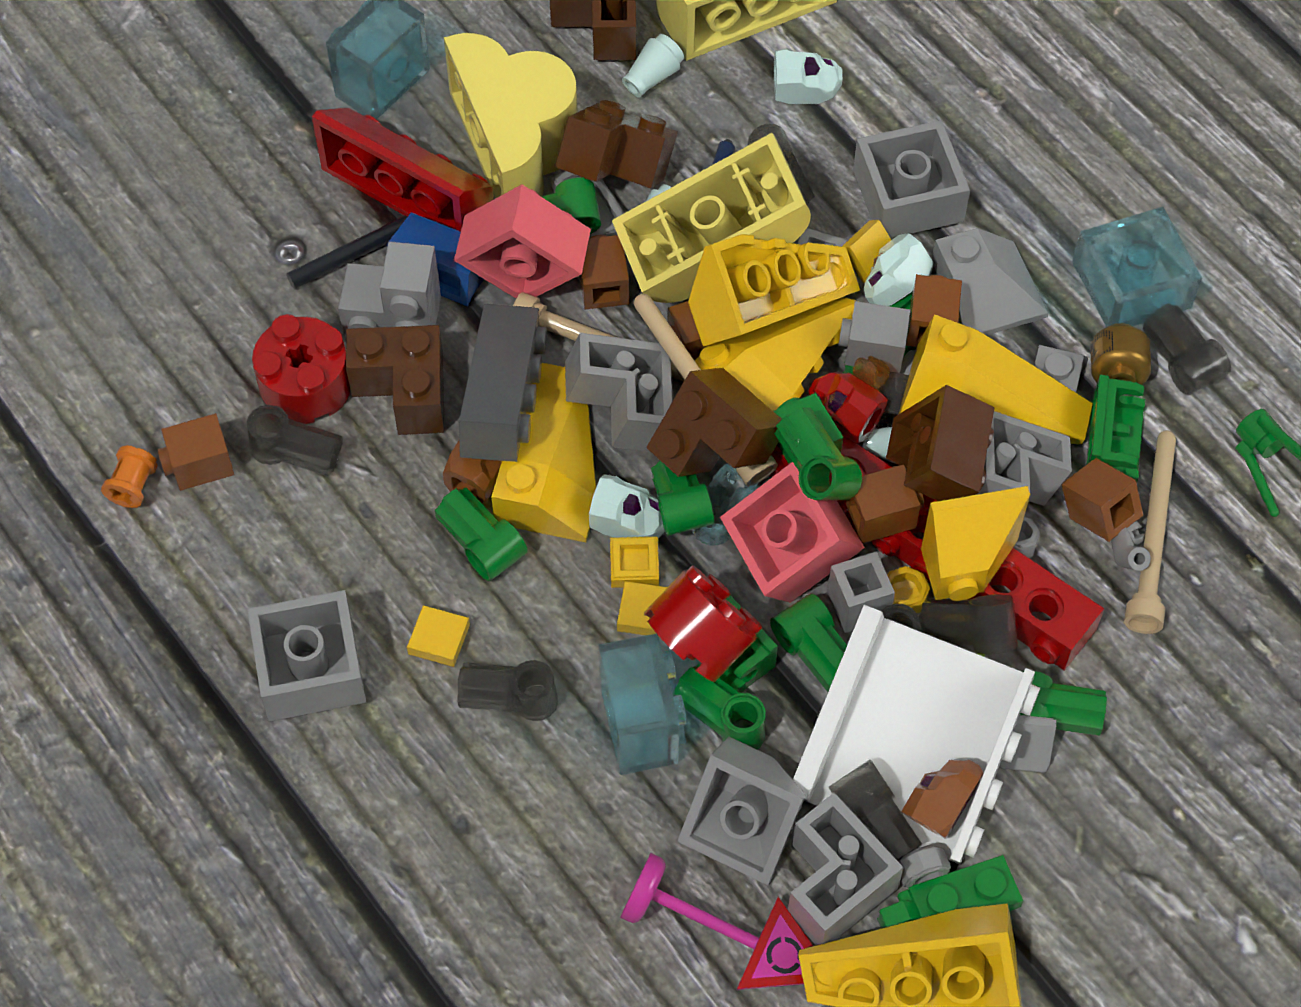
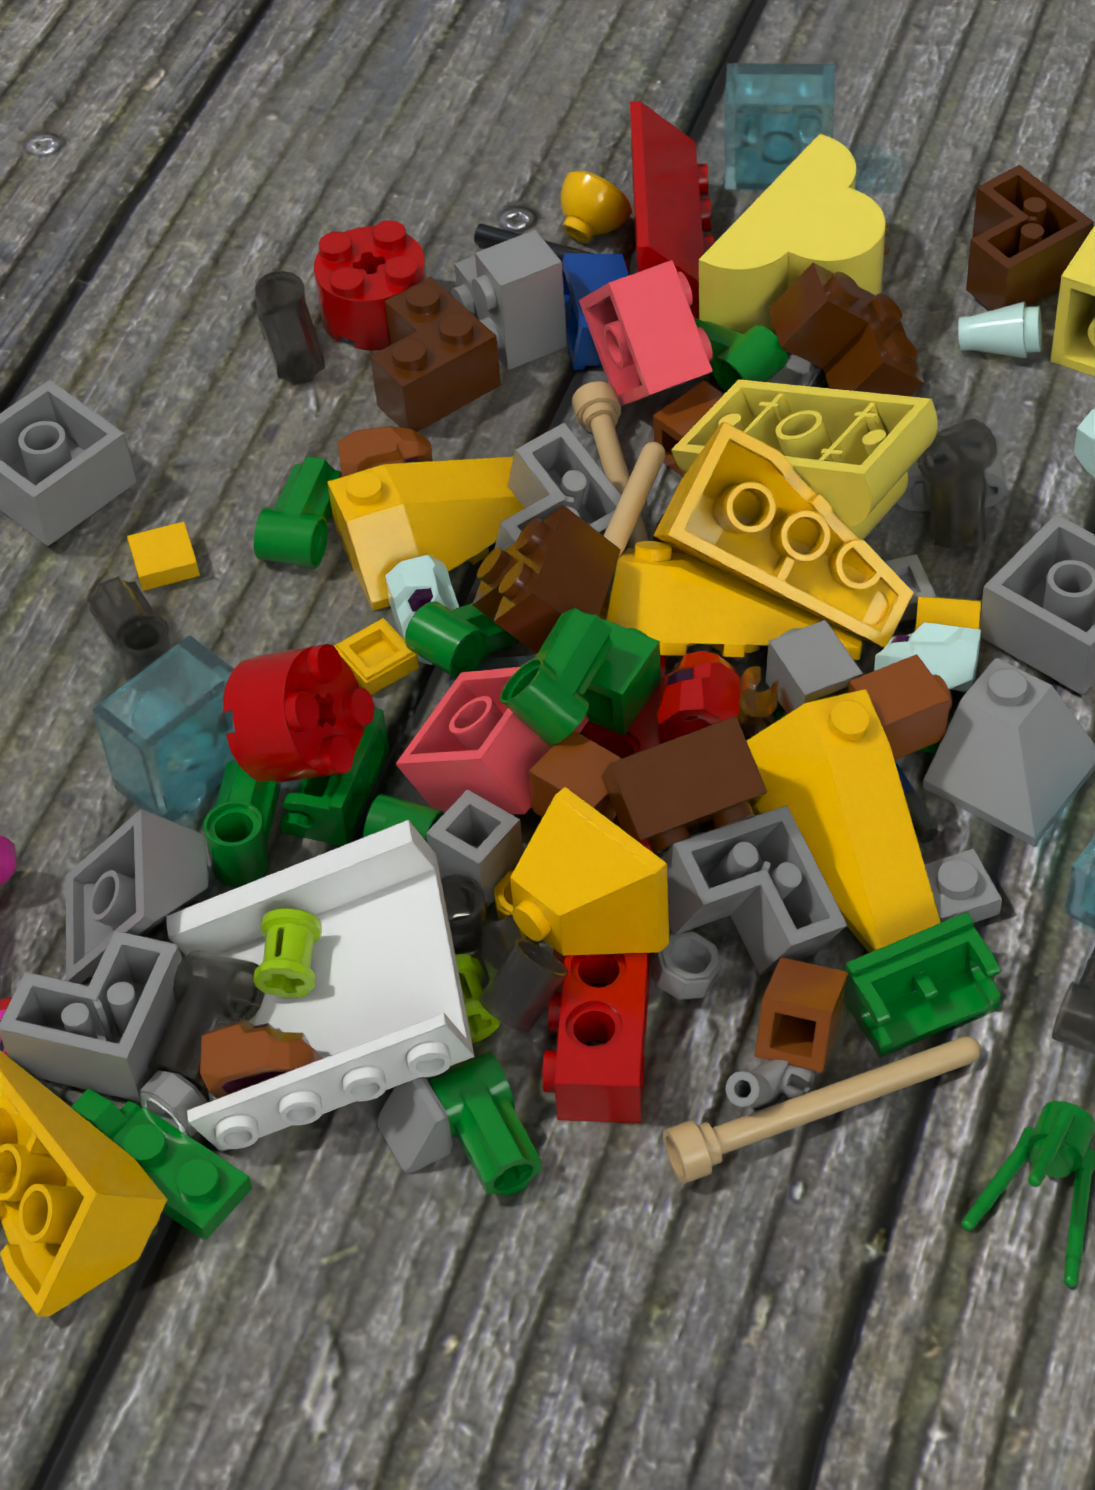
camera: 60 degrees right, 10 degrees down
(129, 476) = (159, 249): orange bush -> none
(195, 452) = (220, 273): dark orange brick -> none
(338, 202) = (591, 206): none -> yellow brick
(501, 382) = (465, 413): dark grey brick -> none
(871, 721) = (287, 953): none -> lime bush
(1121, 354) = (1030, 932): pearl gold head -> none

